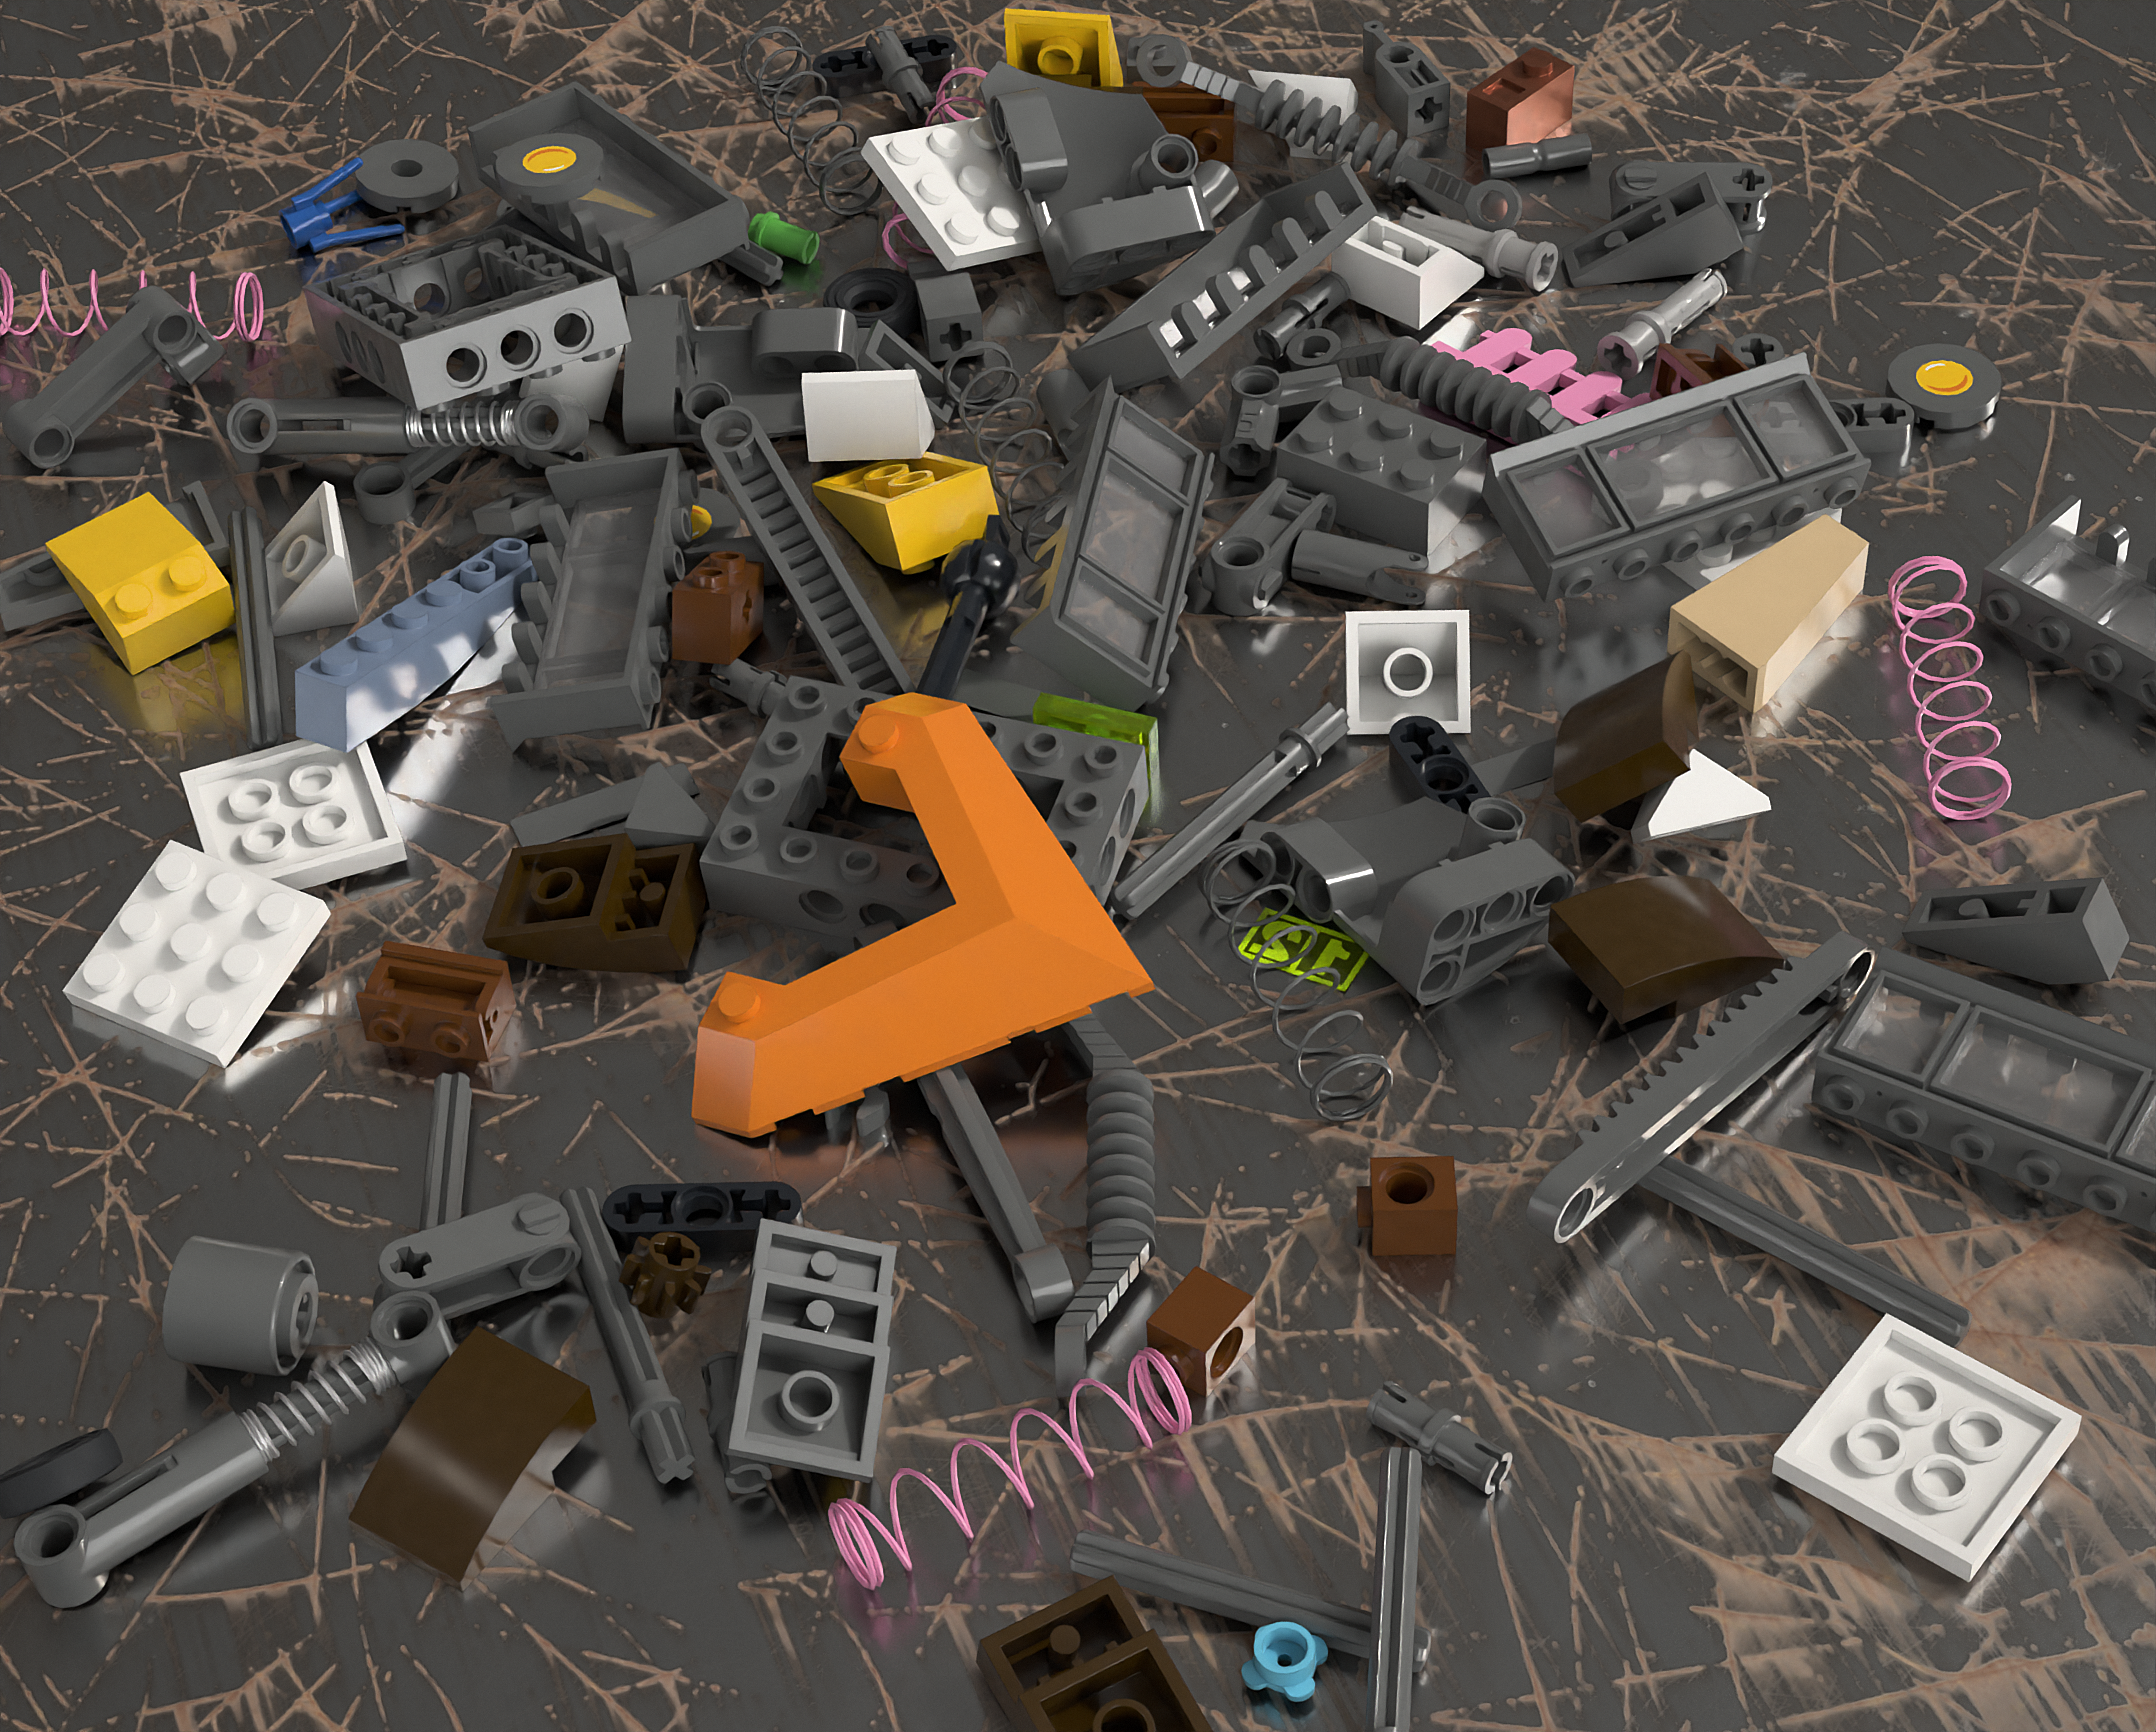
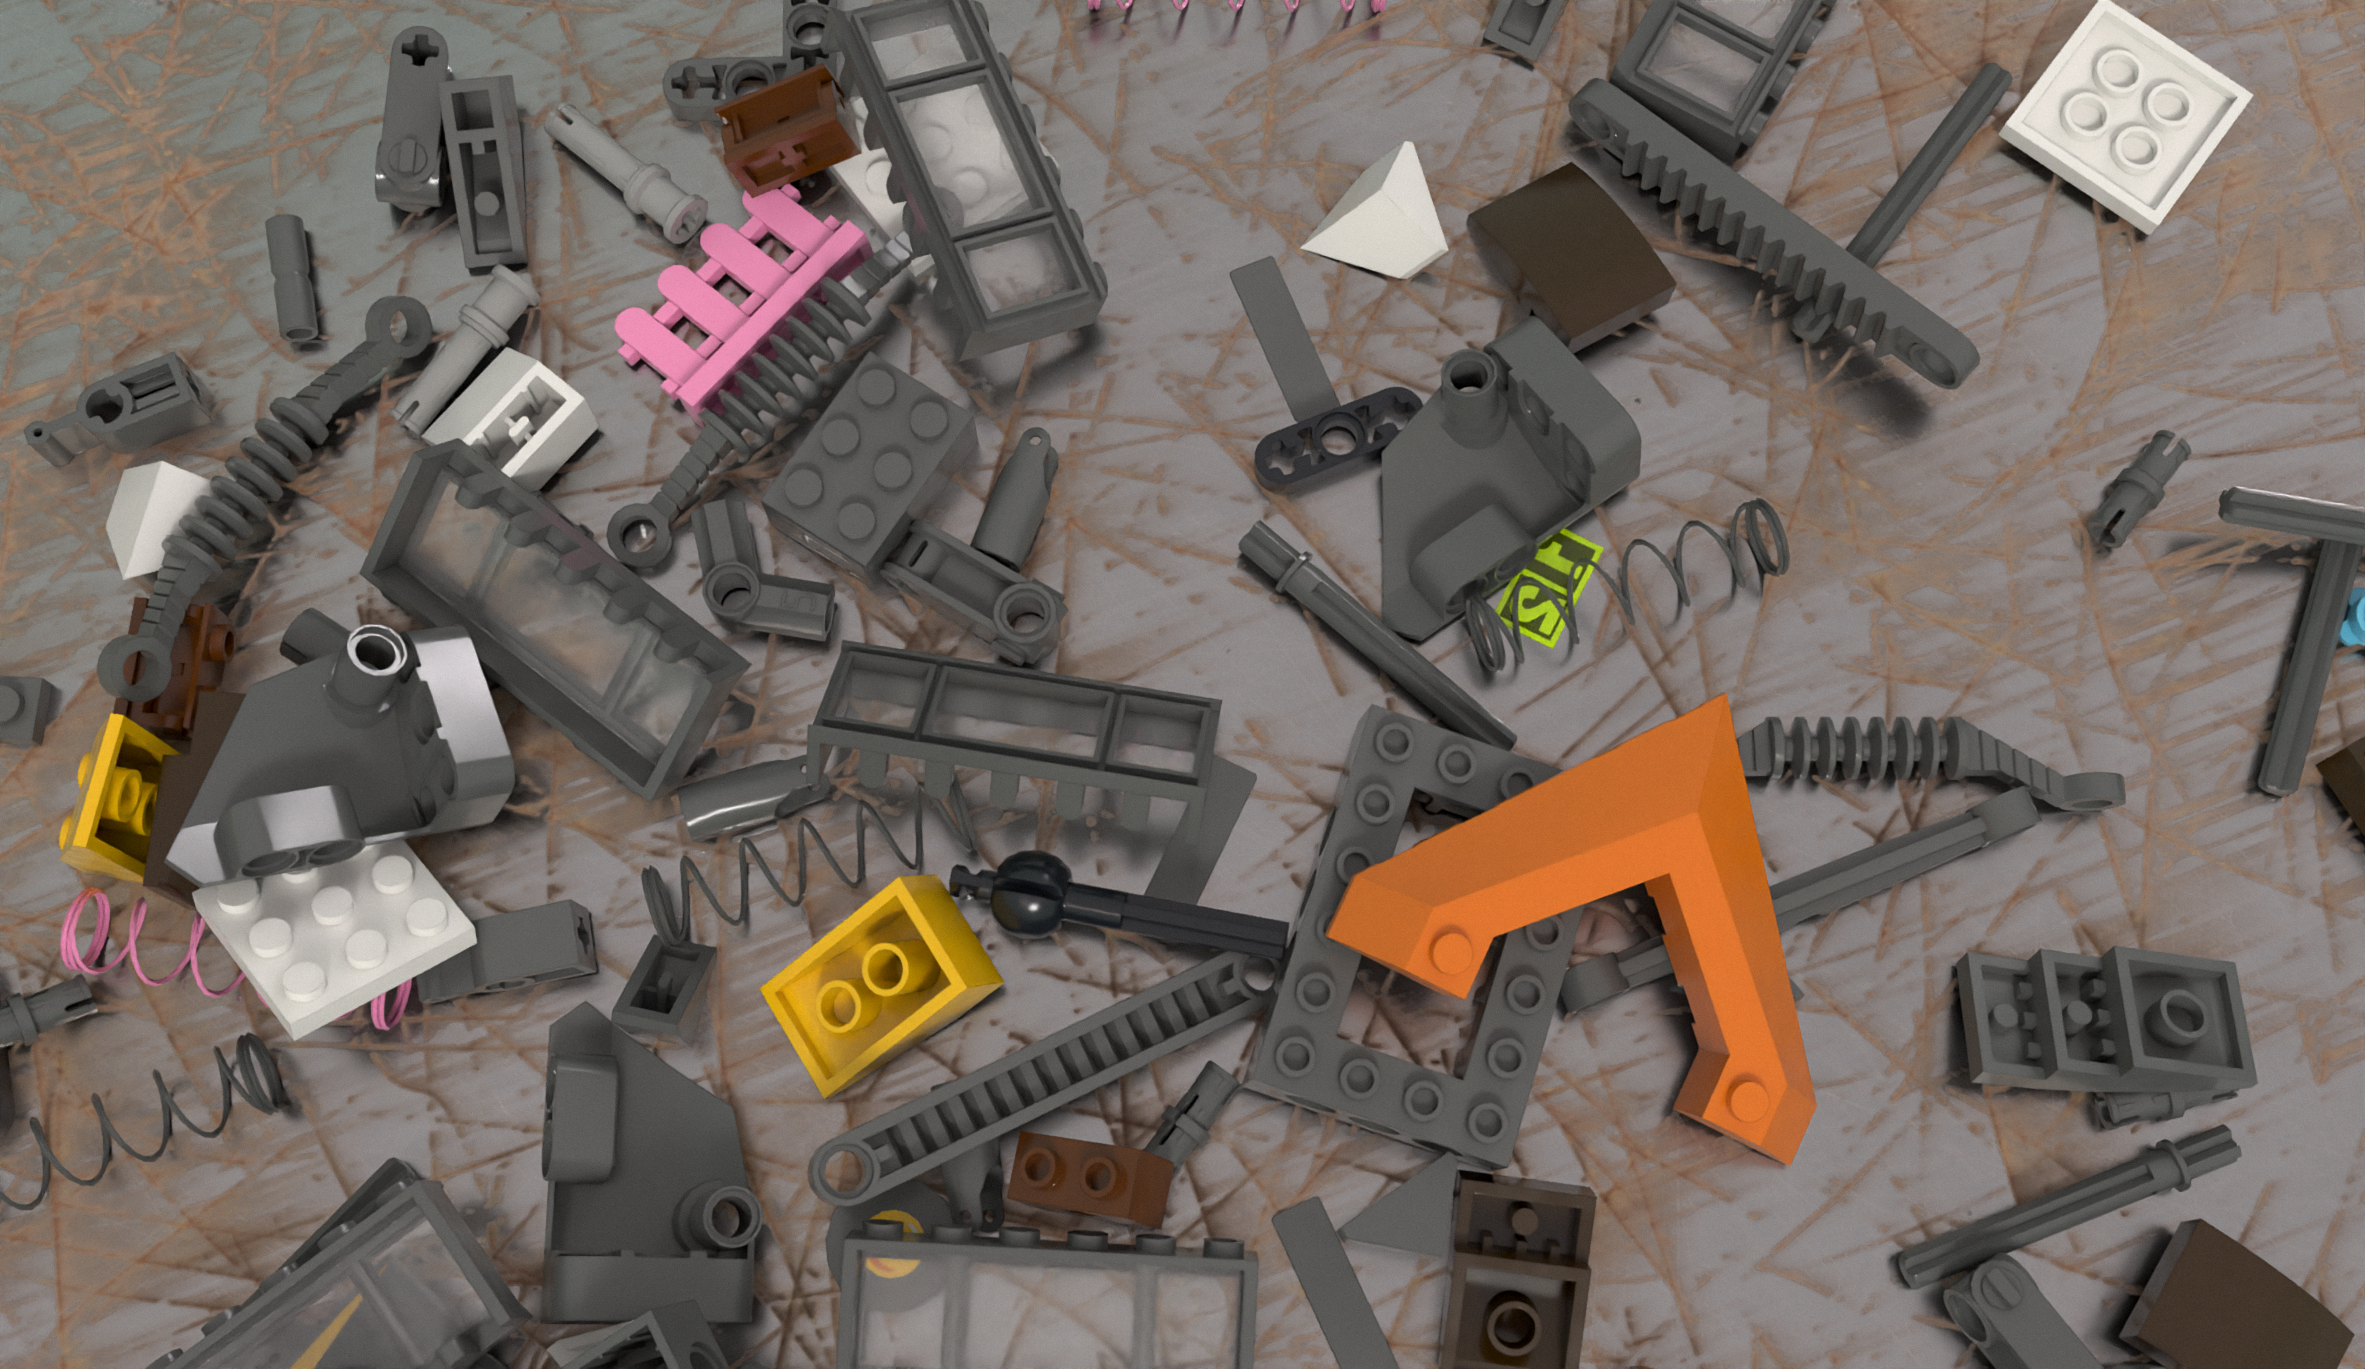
camera: 95 degrees left, 30 degrees up
(665, 1275) = (2020, 1168): dark brown gear -> none
(682, 1199) = (1904, 1093): black beam -> none
(783, 238) = (341, 1160): bright green pin -> none
(845, 1511) = (2325, 962): bright pink piece -> none
(865, 415) = (761, 1028): white slope -> none
(877, 286) = (452, 1032): black tyre -> none
(1101, 722) = (1288, 748): clear neon green plate -> none
(1203, 1329) = (2054, 680): reddish brown brick -> none
(1407, 667) = (1205, 462): white slope -> none
(1410, 1205) = (1909, 472): reddish brown brick -> none
(1520, 101) = (205, 283): copper brick -> none
(1627, 738) = (1313, 255): dark brown slope -> none
(1769, 611) = (1114, 116): tan slope -> none

